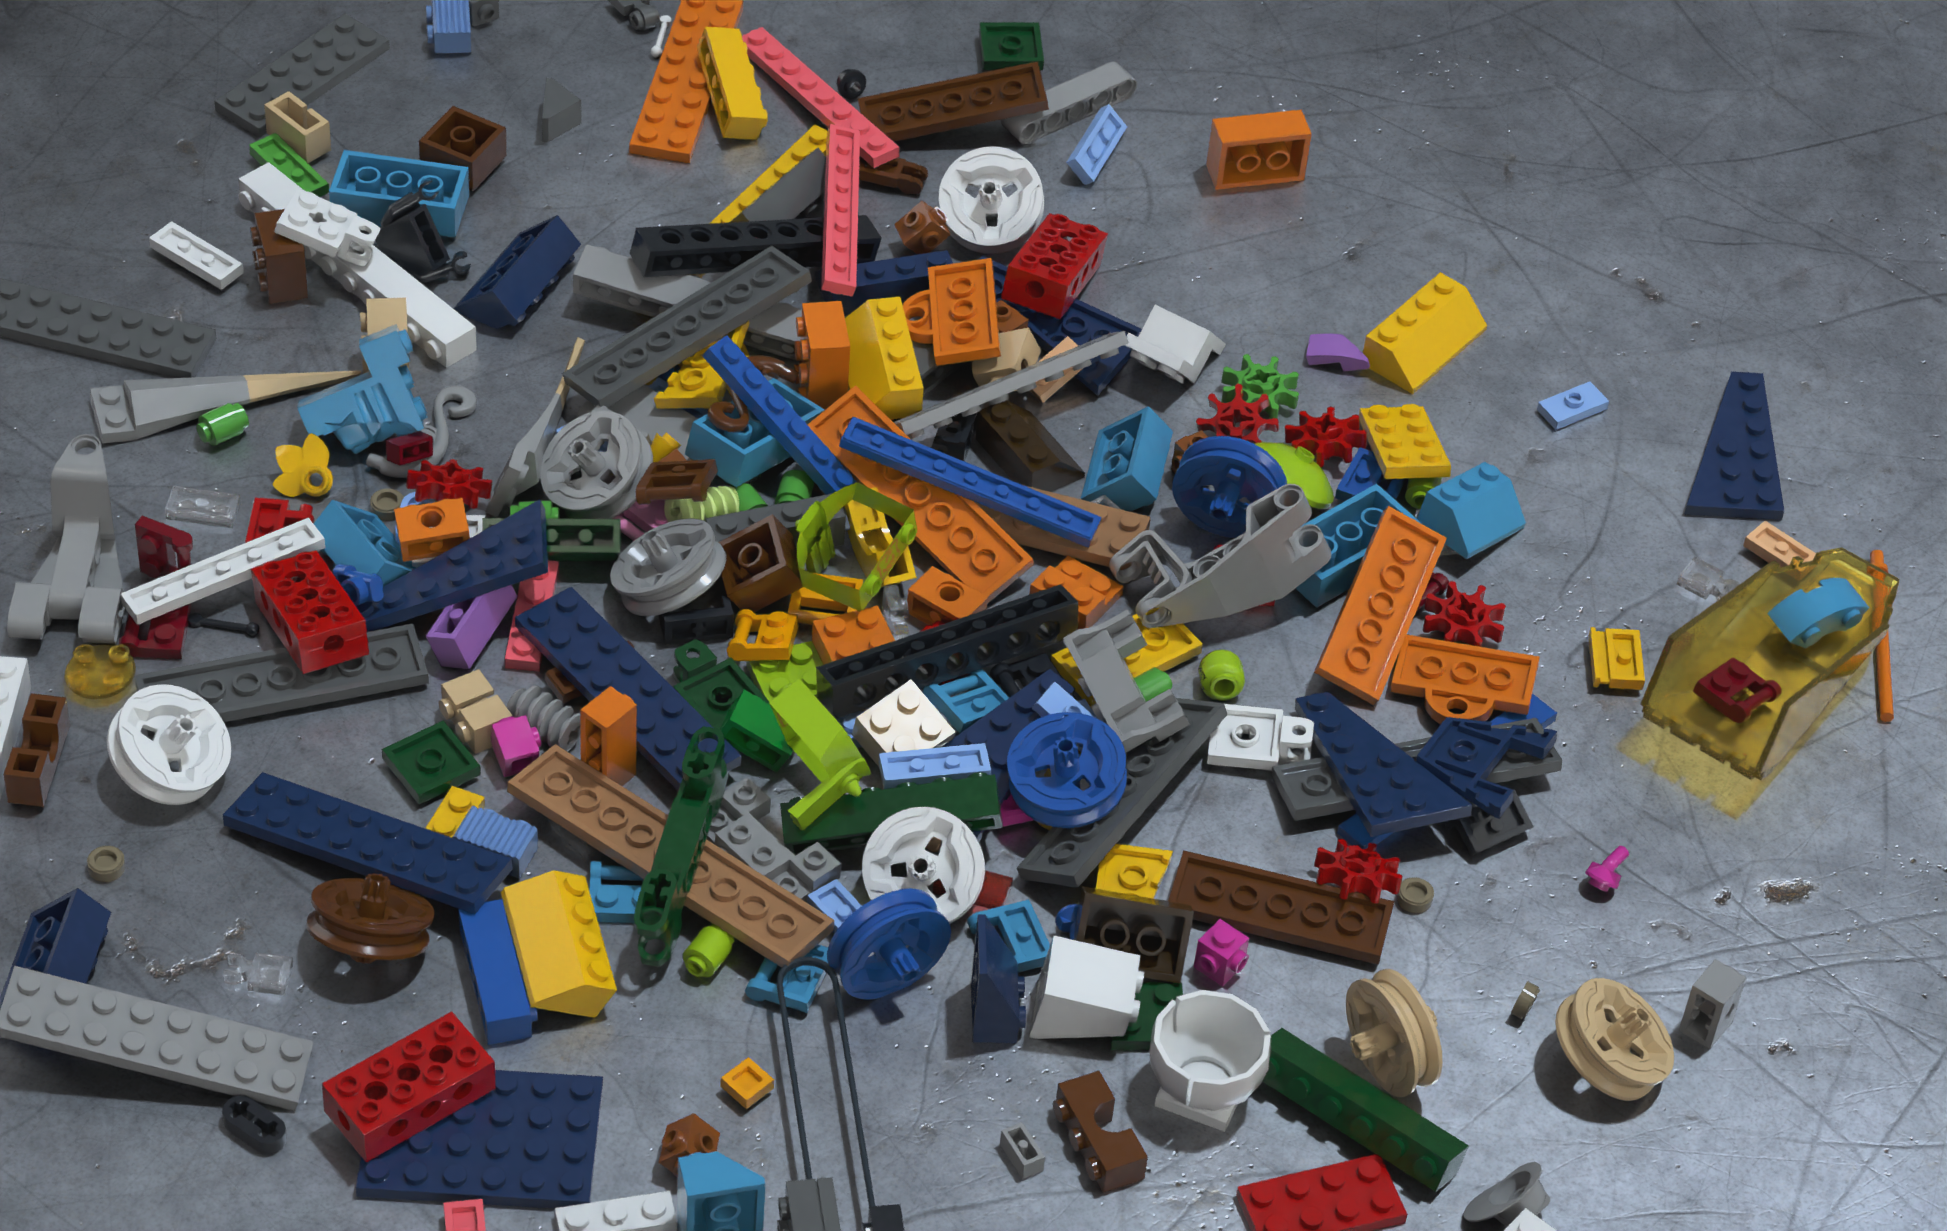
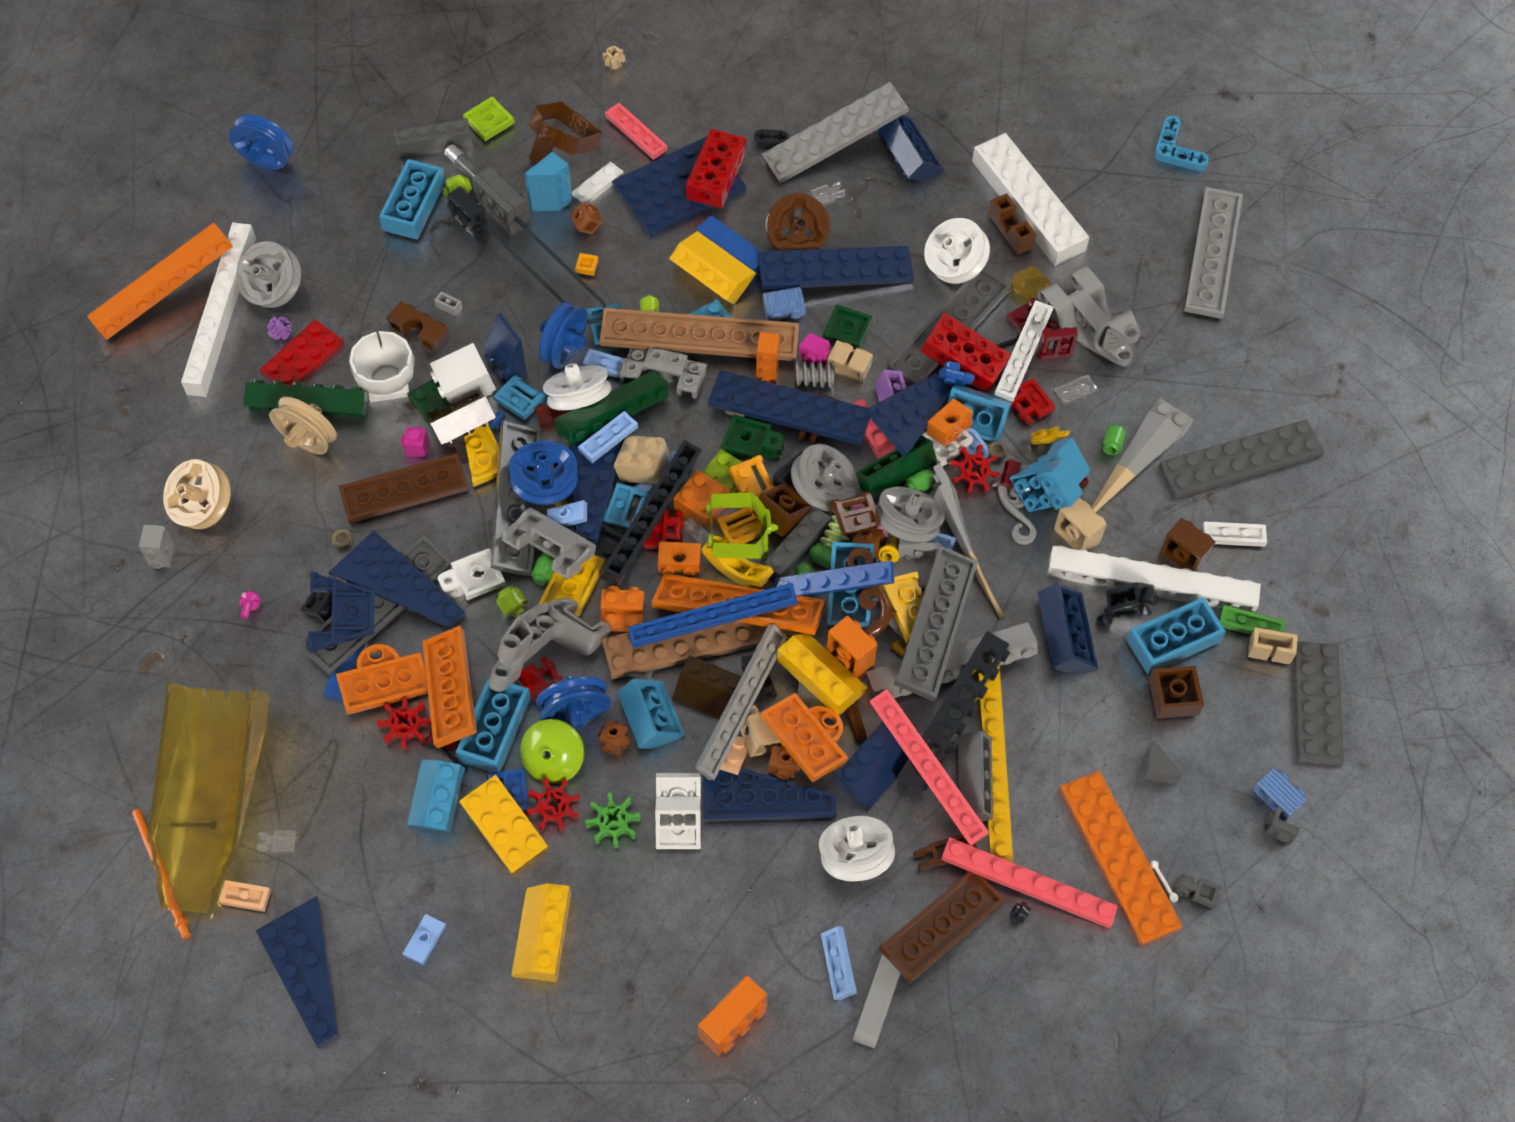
camera: 150 degrees right, 15 degrees up
(106, 863) = (937, 206): dark tan tile -> none
(336, 227) = (1165, 562): white plate -> none
(453, 810) = (814, 311): yellow plate -> none
(681, 846) = (690, 324): dark green piece -> none
(731, 83) = (1081, 849): yellow brick -> none
(755, 731) = (710, 422): green brick -> none
(821, 746) = (642, 384): lime piece -> none
(923, 228) = (882, 806): dark orange brick -> none
(1010, 44) = (954, 1021): dark green plate -> none
(1051, 269) = (794, 808): red brick -> none
(1238, 411) = (606, 777): red gear -> none
(1334, 349) = (589, 884): medium lavender slope -> none
(1358, 870) = (374, 515): red gear -> none
(1510, 1196) = (215, 396): light grey piece -> none
(1525, 1000) = (256, 506): dark tan tile -> none
(1616, 658) = (306, 751): yellow plate -> none
(1731, 682) = (230, 761): dark red plate -> none
(1818, 612) = (197, 838): dark azure brick -> none

